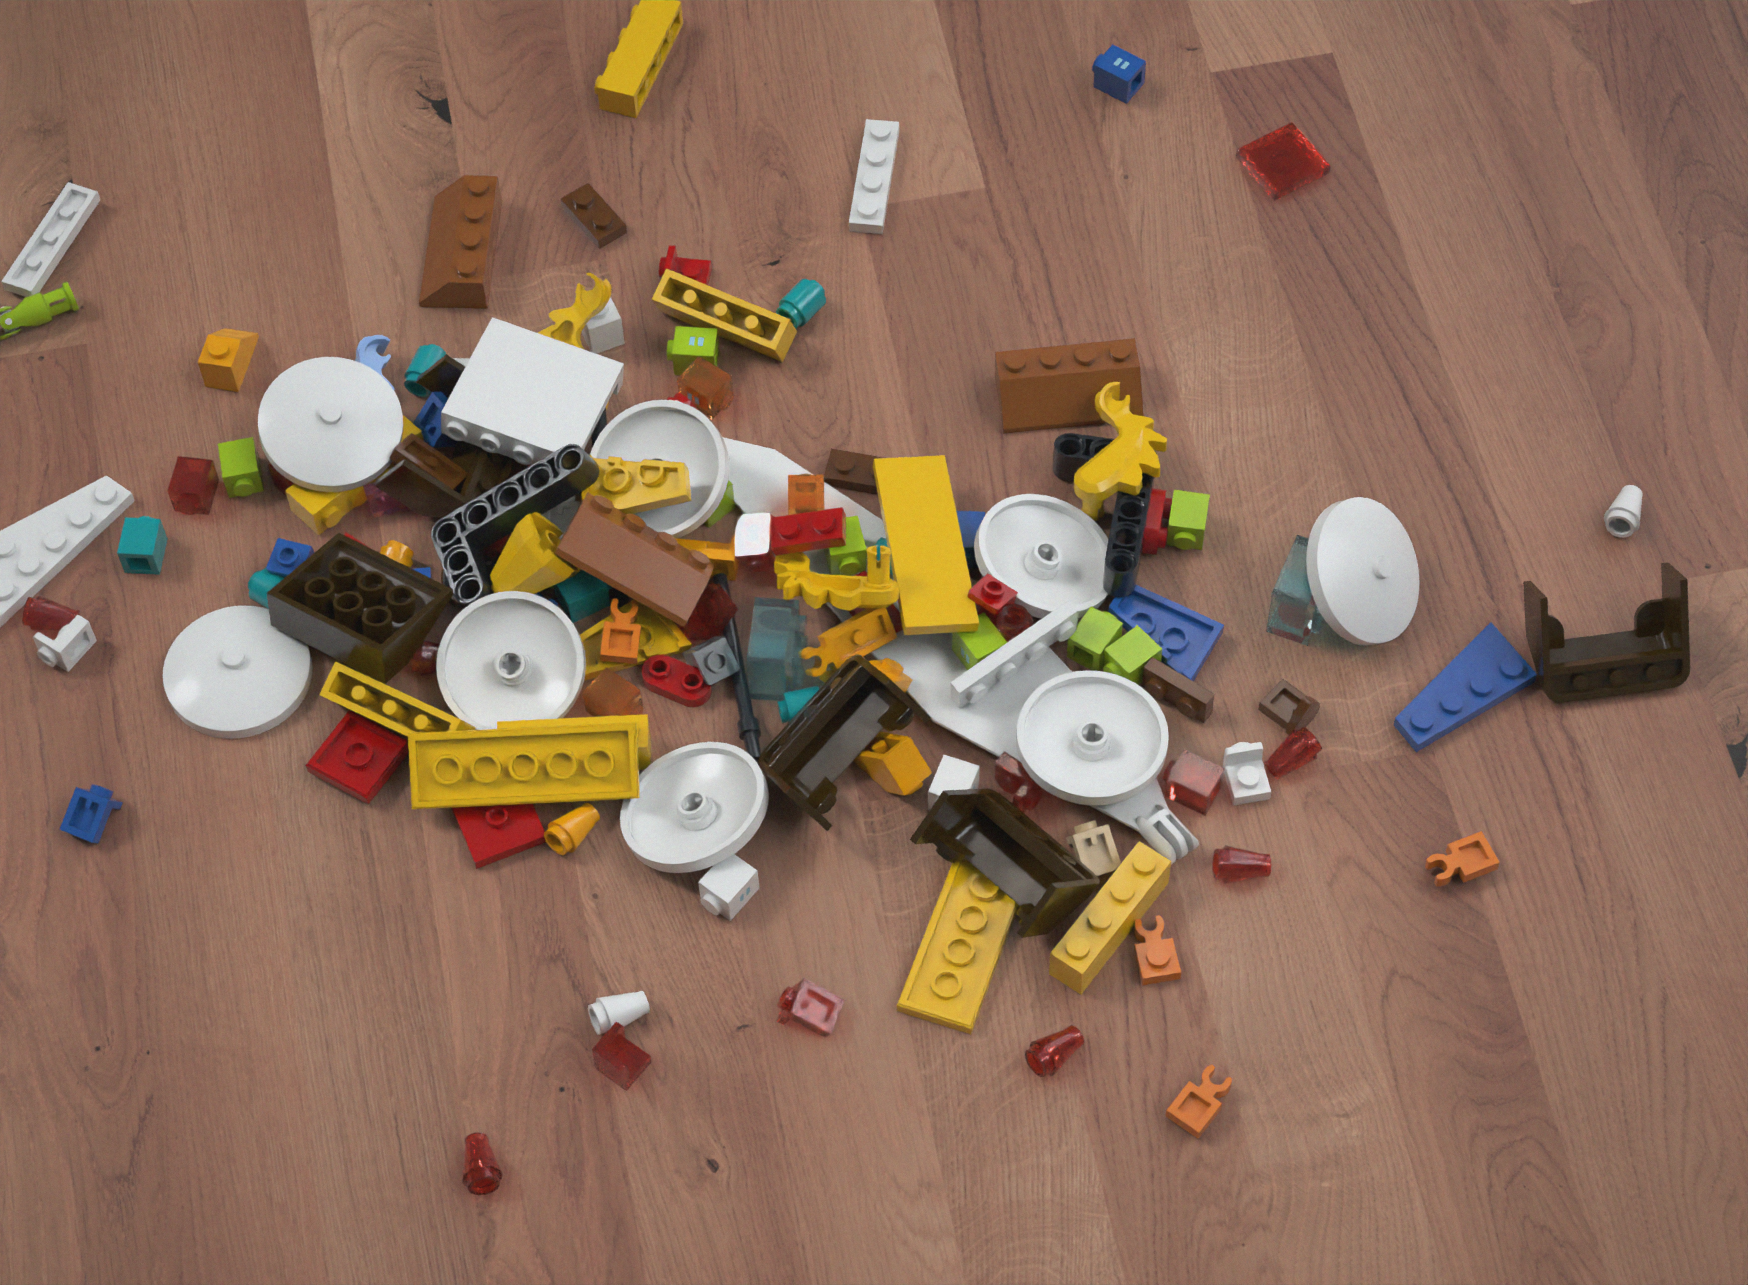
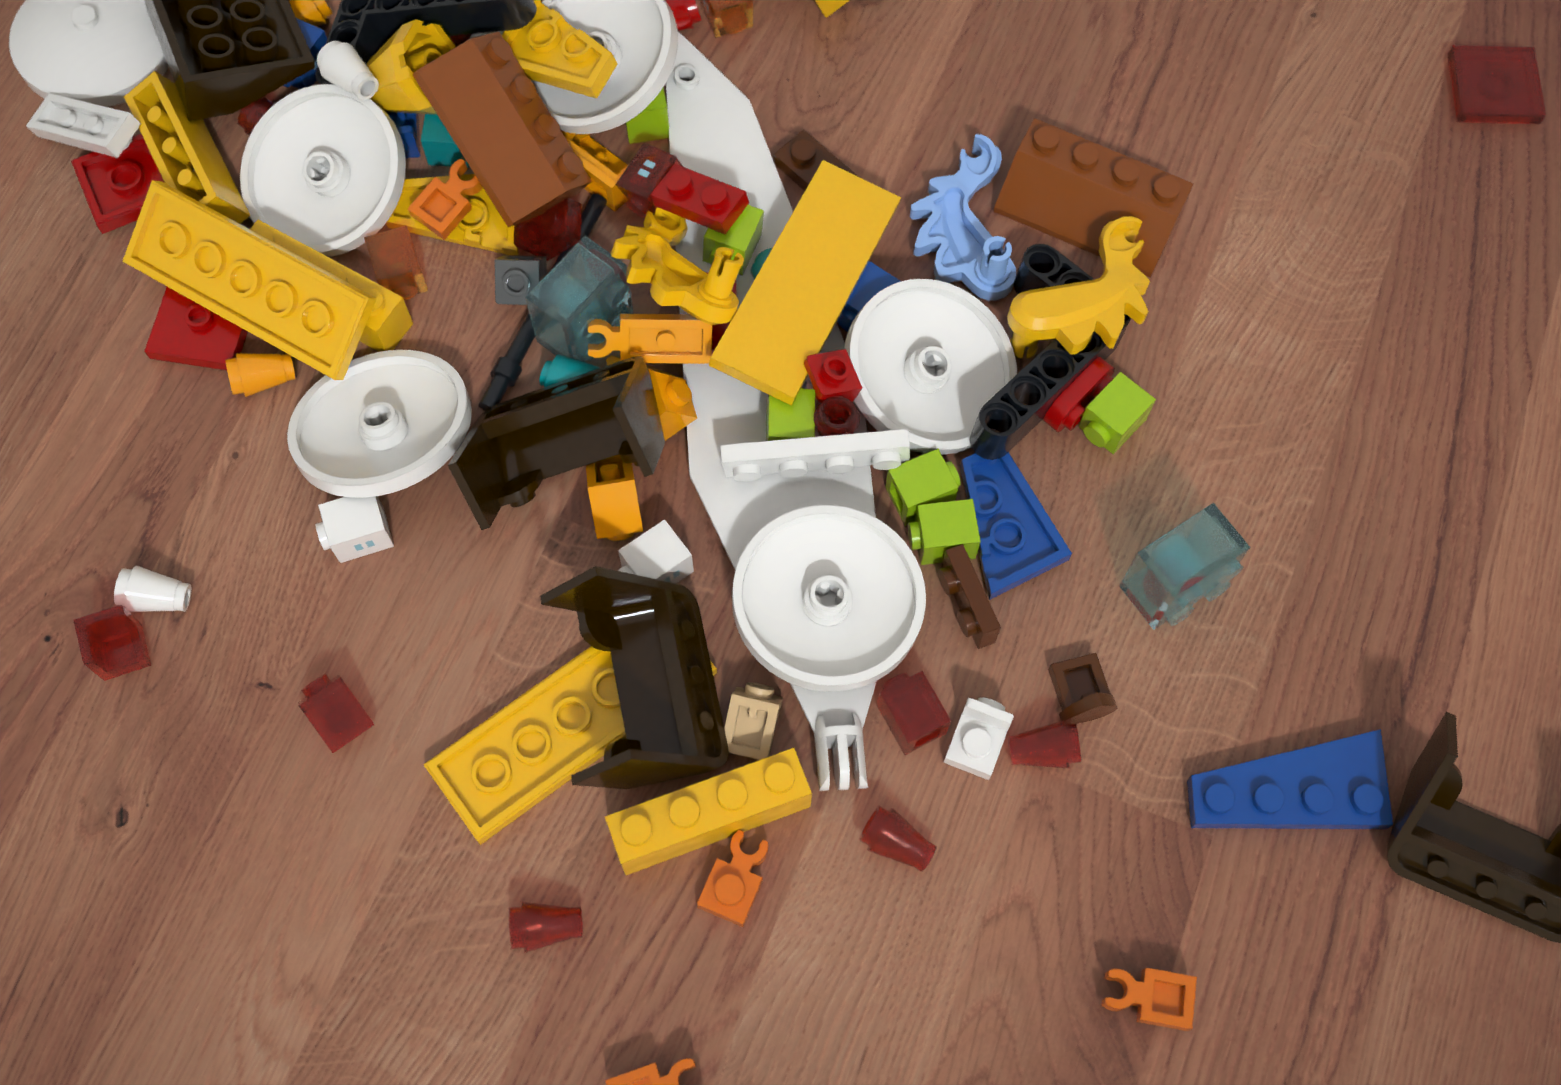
camera: 30 degrees right, 10 degrees up
(299, 733) = (84, 125): none -> white plate
(492, 579) = (345, 68): none -> white cone
(674, 681) = (474, 278): red plate -> none
(805, 493) = (733, 161): clear orange brick -> none
(1002, 465) = (961, 240): none -> light blue animal
(1015, 780) = (720, 617): clear red bracket -> none
(1362, 571) = (1263, 587): white dish -> none

